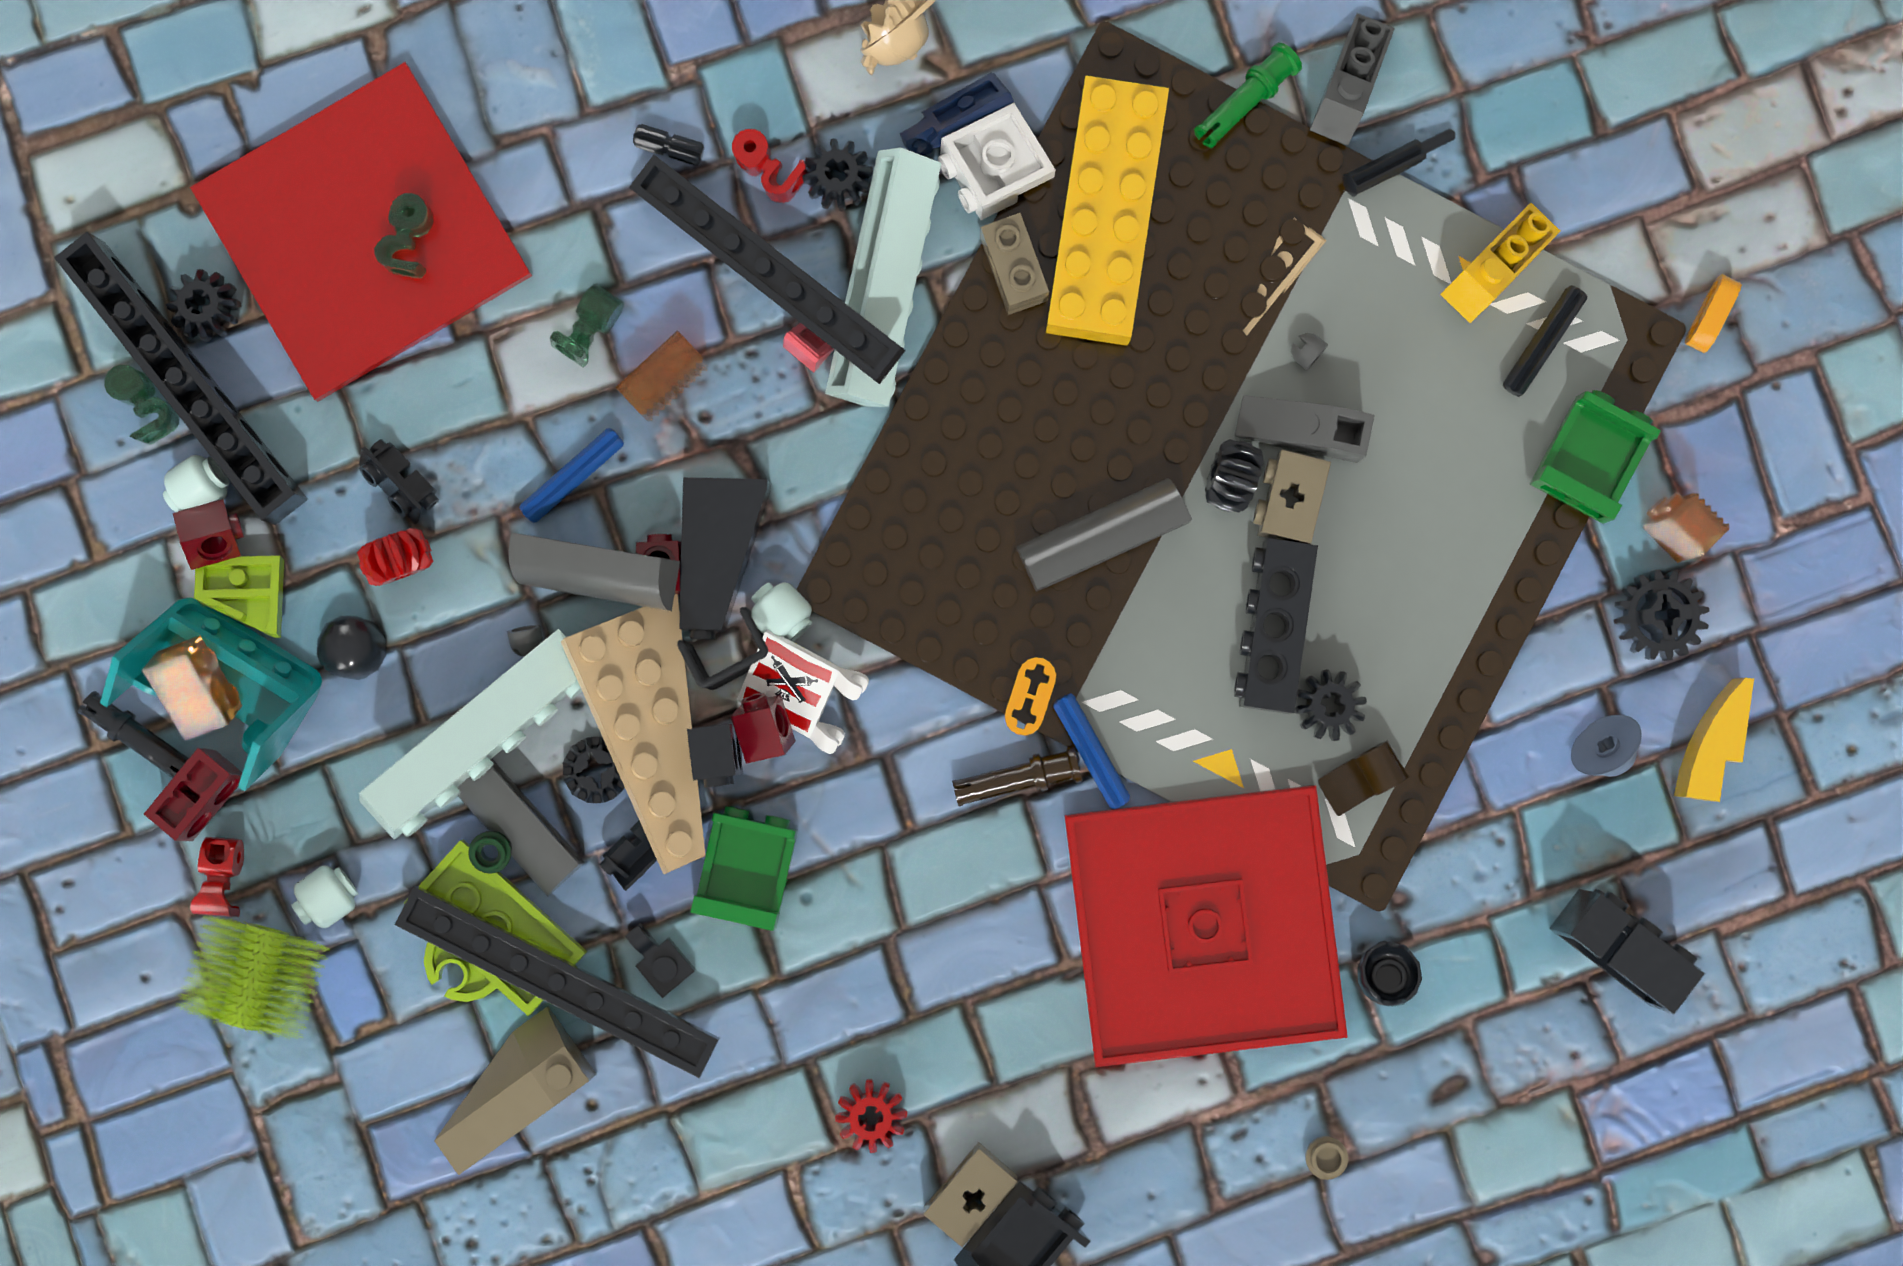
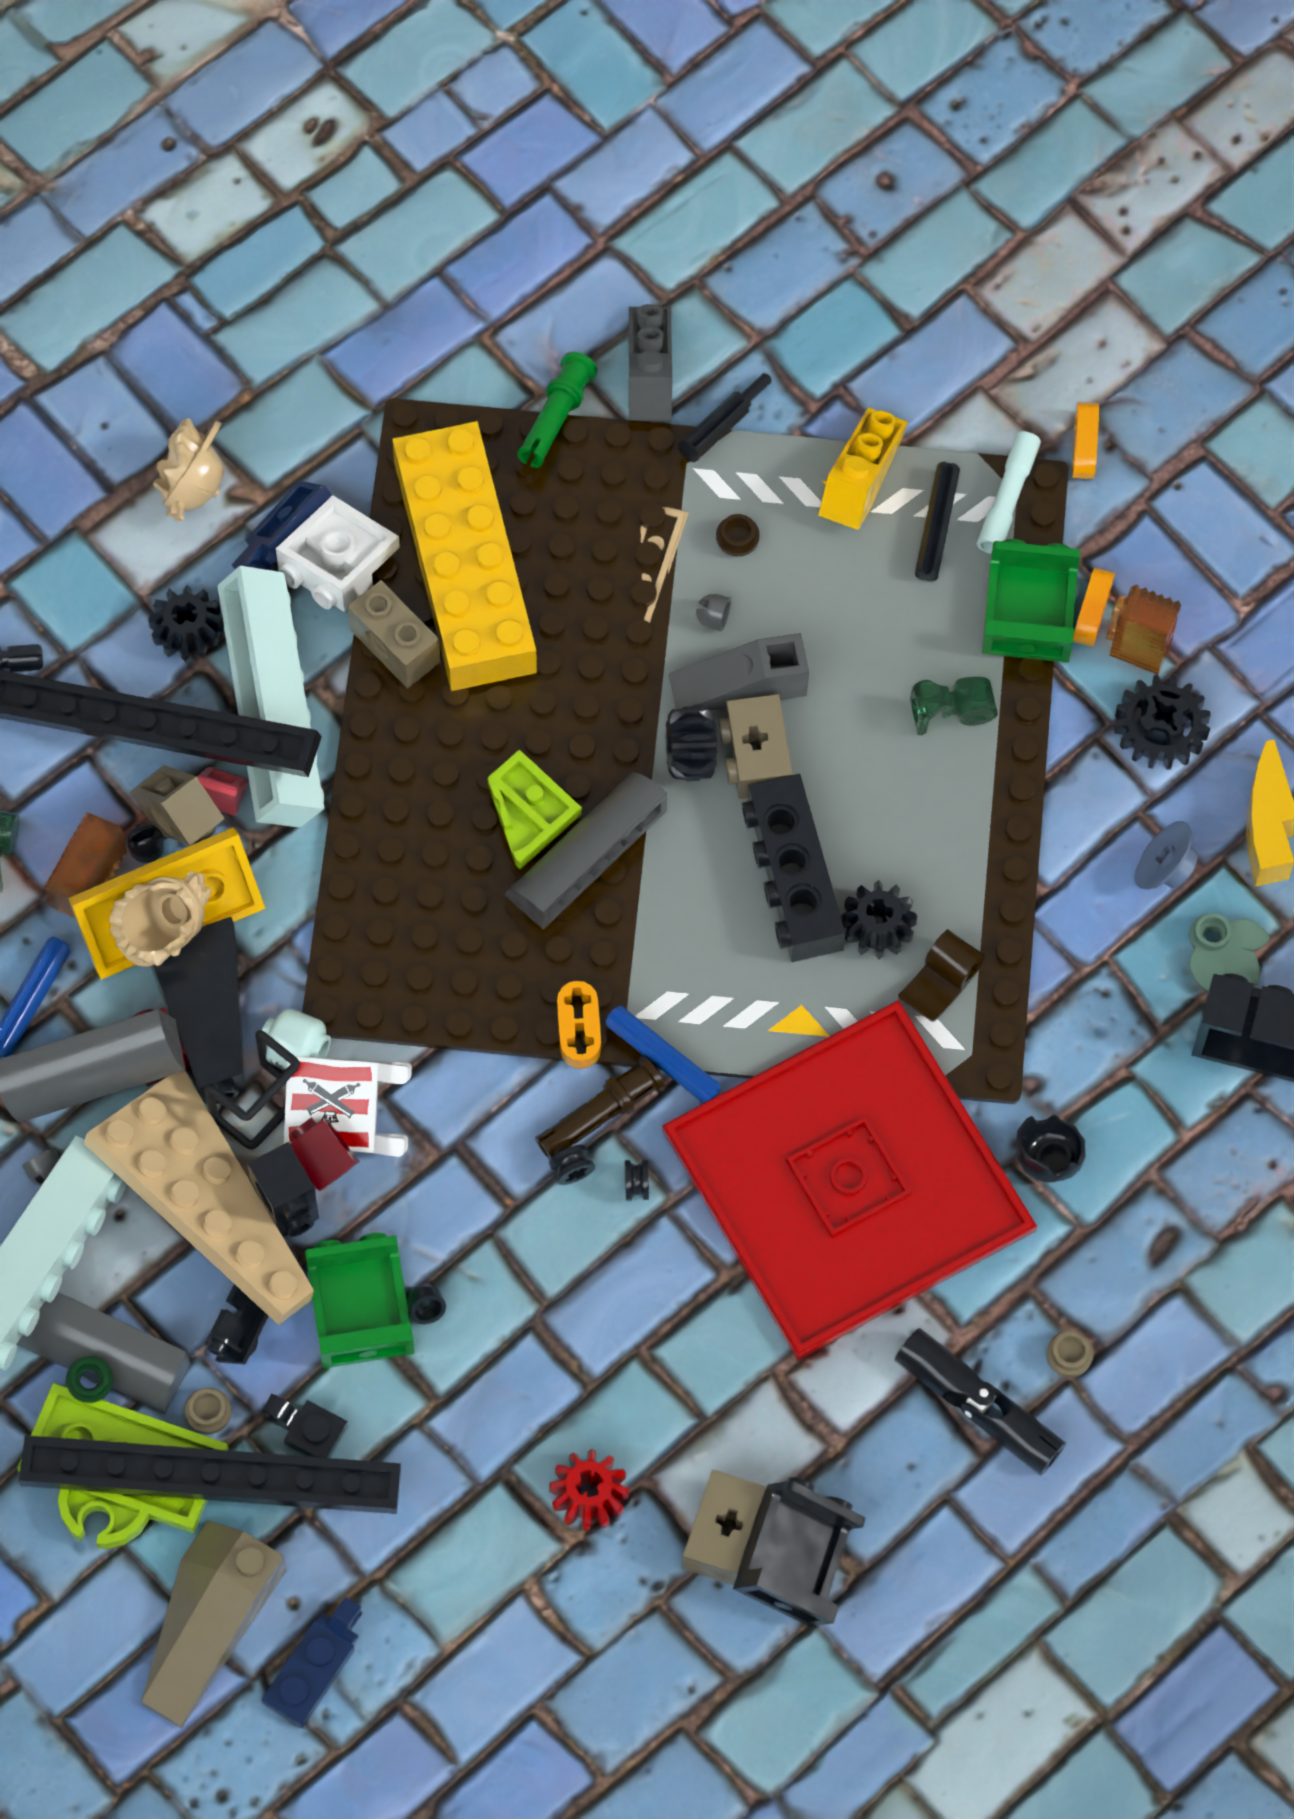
camera: 25 degrees left, 20 degrees down
(582, 912) = (207, 1410): none -> dark tan plate
(586, 787) = (162, 1287): black gear -> none
(586, 1168) = (314, 1664): none -> dark blue hinge
(699, 466) = (159, 918): none -> tan hair
(717, 442) = (225, 872): none -> yellow plate
(725, 378) = (148, 848): none -> black hinge
(754, 158) = (96, 639): red leg -> none
(759, 356) = (177, 805): none -> dark tan brick
(800, 892) = (429, 1313): none -> black hinge
(973, 819) = (571, 1164): none -> black bush
(1023, 855) = (636, 1180): none -> black bush
(1068, 476) = (529, 807): none -> lime wing
(1221, 1149) = (964, 1389): none -> black piece
(1360, 283) = (737, 535): none -> dark brown plate
(1498, 529) = (970, 700): none -> clear green leg
(1623, 855) = (1232, 951): none -> sand green plate
(1638, 319) = (1016, 470): none -> light aqua piece
(1649, 479) = (1093, 607): none -> light orange beam

